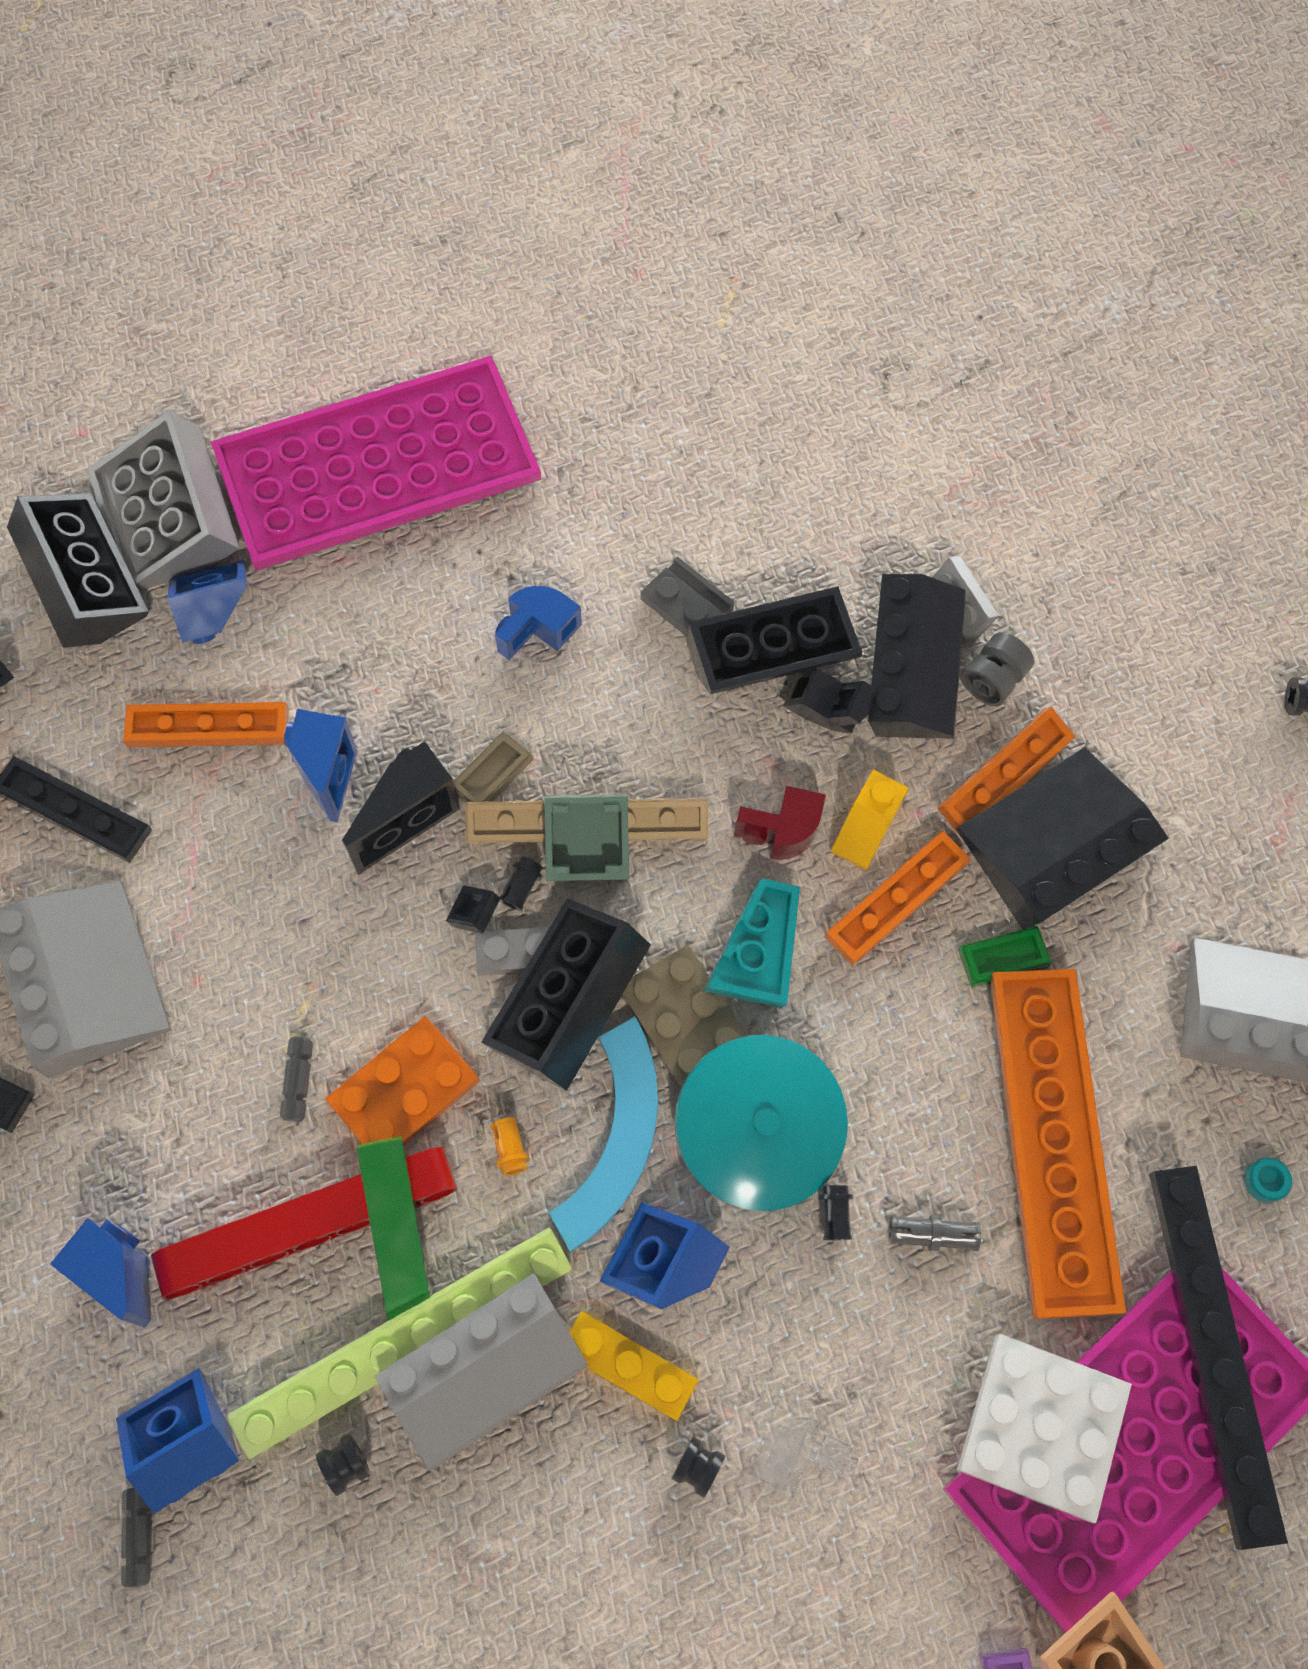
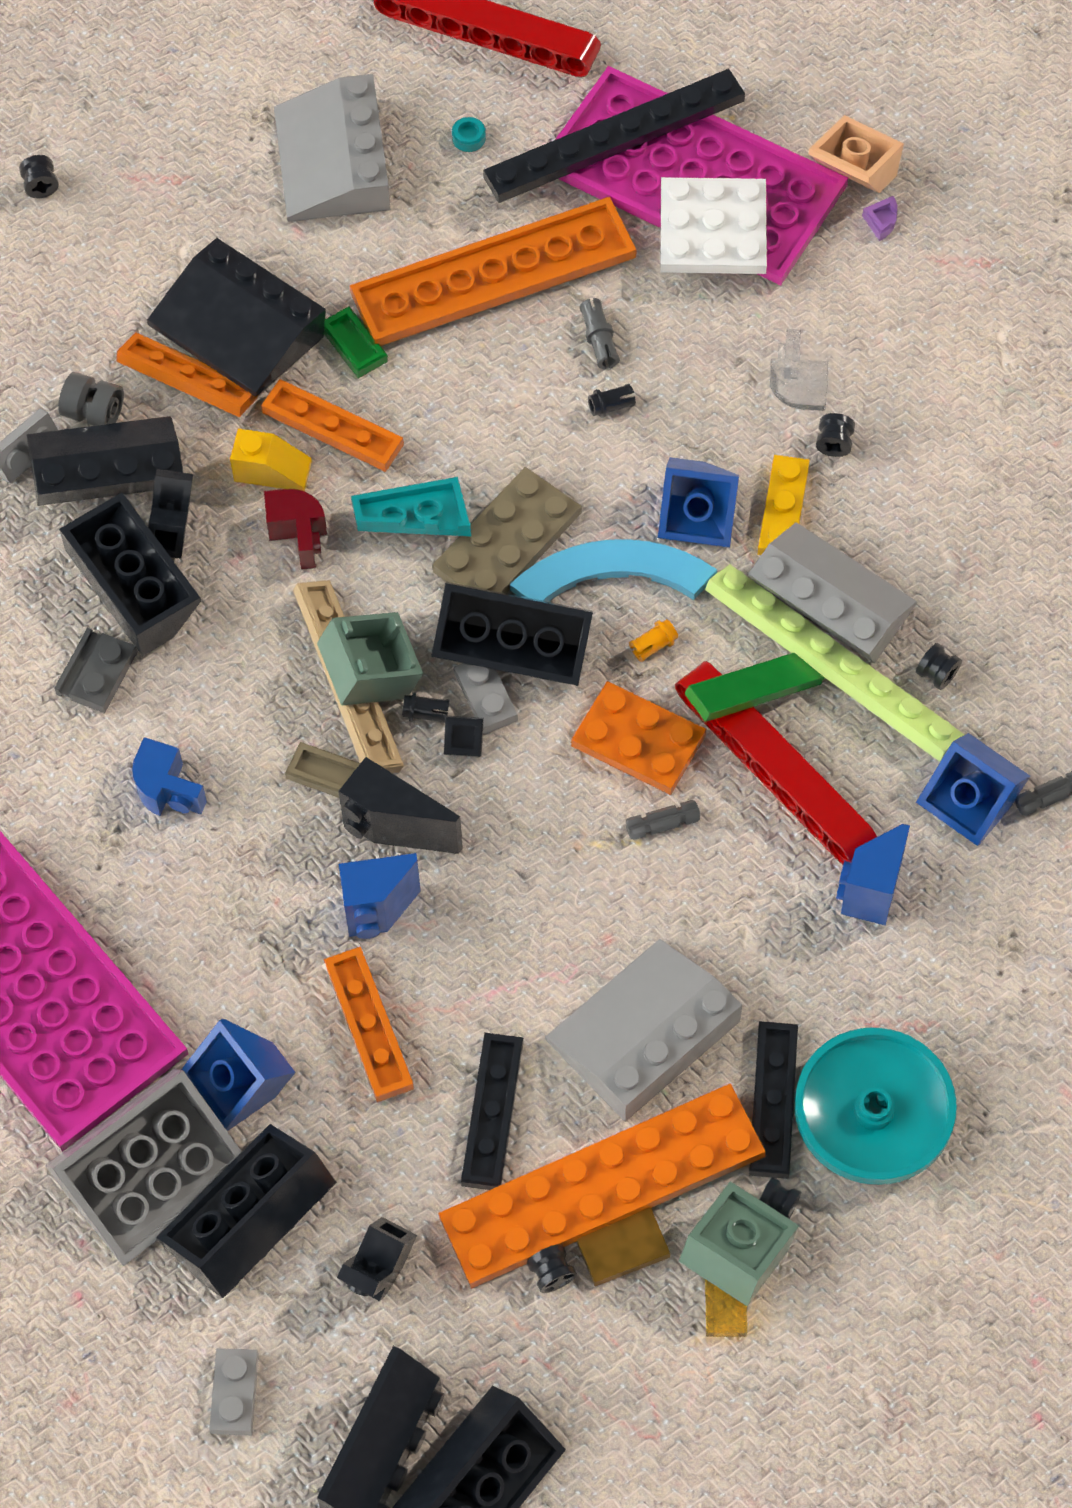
camera: 105 degrees left, 5 degrees down
(761, 1123) = (563, 466): teal dish -> none

